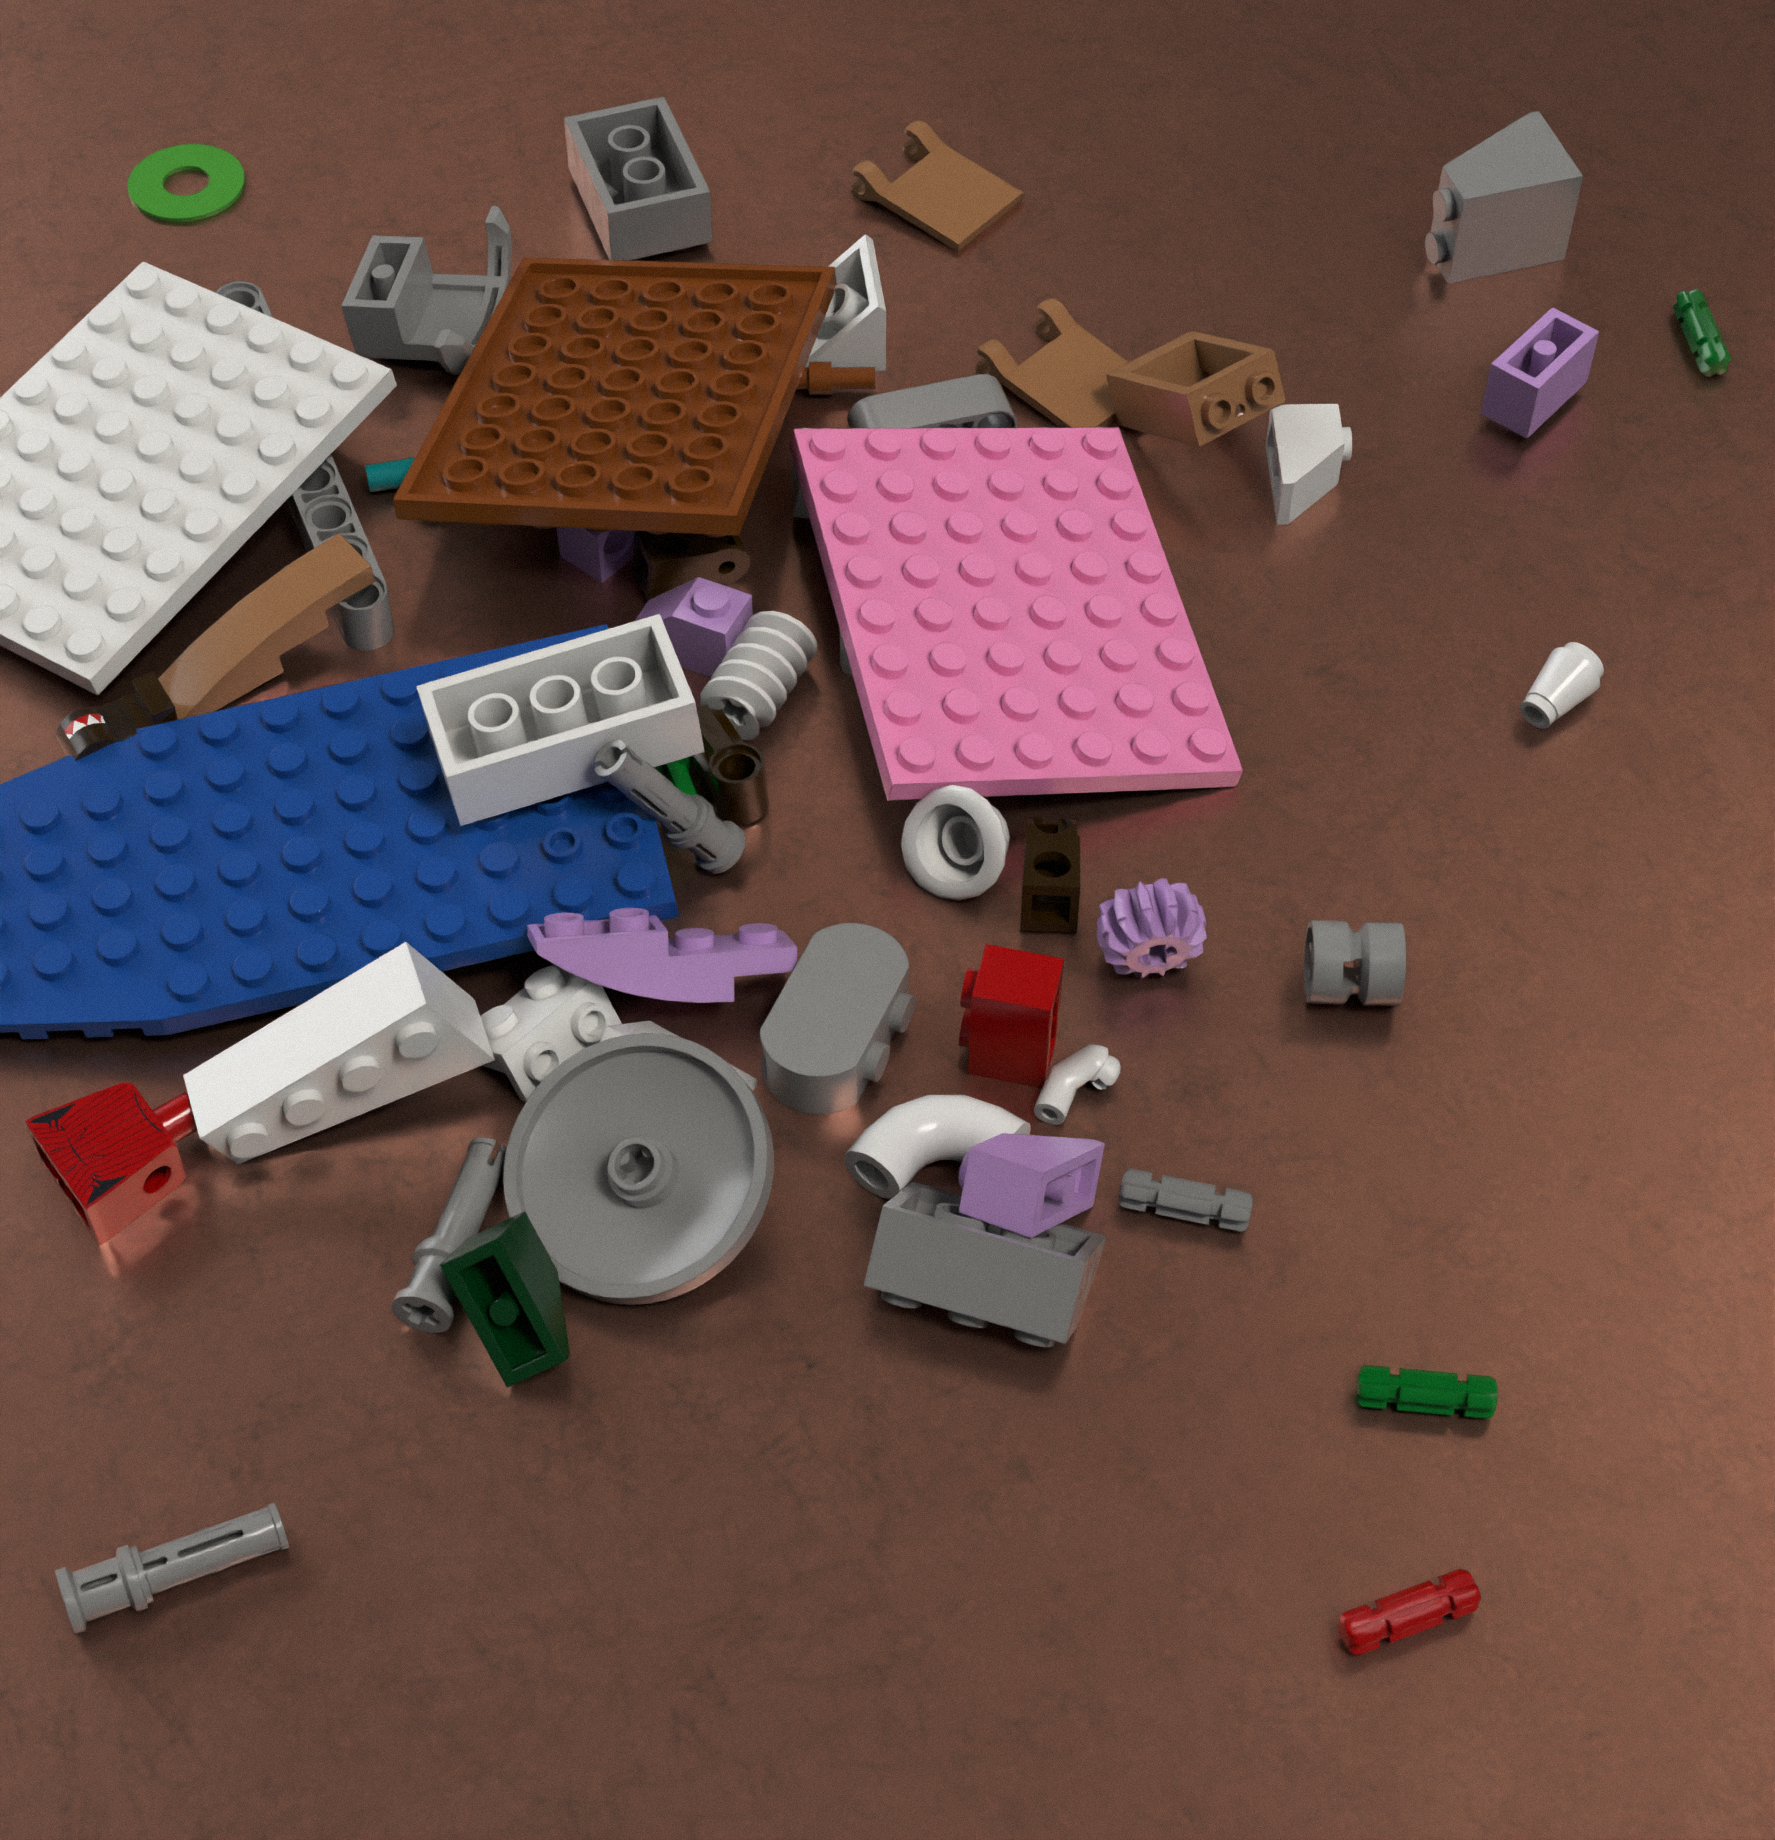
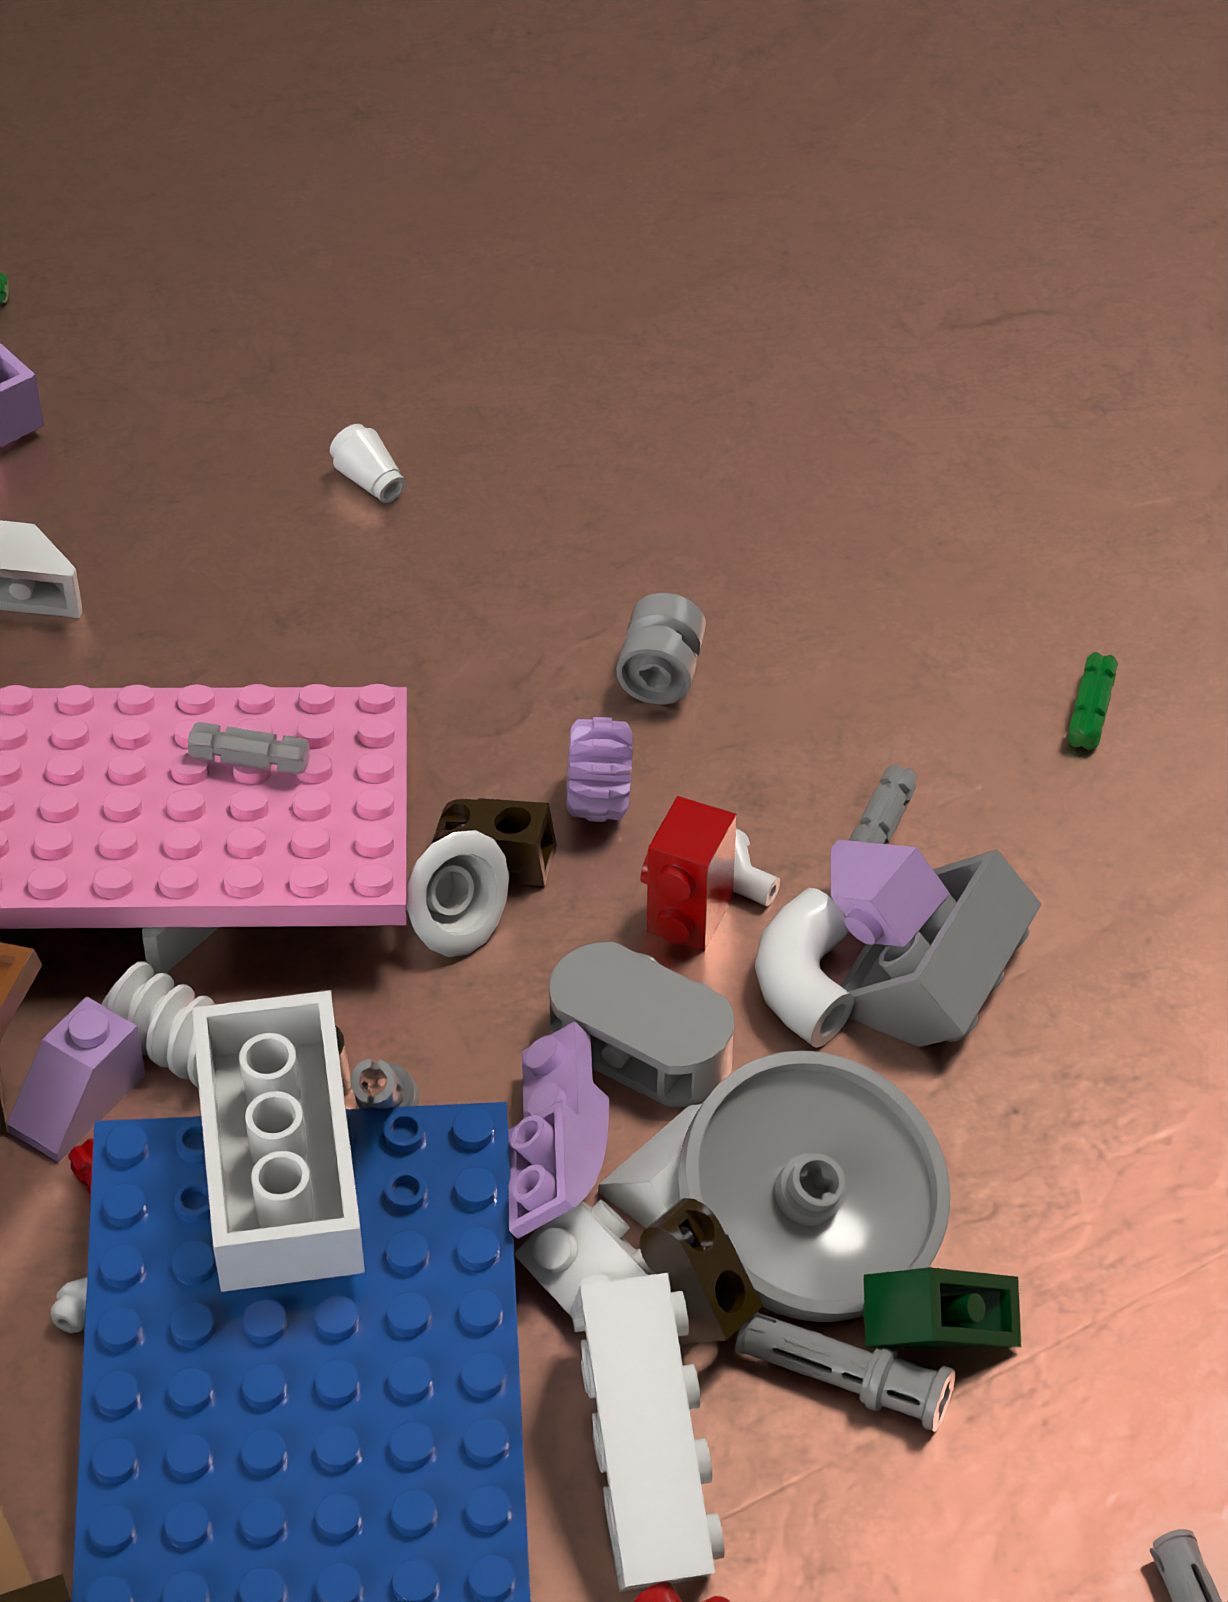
camera: 80 degrees left, 5 degrees down
(505, 1076) = (704, 1266): none -> dark brown leg
(1070, 640) = (248, 748): none -> light grey axle

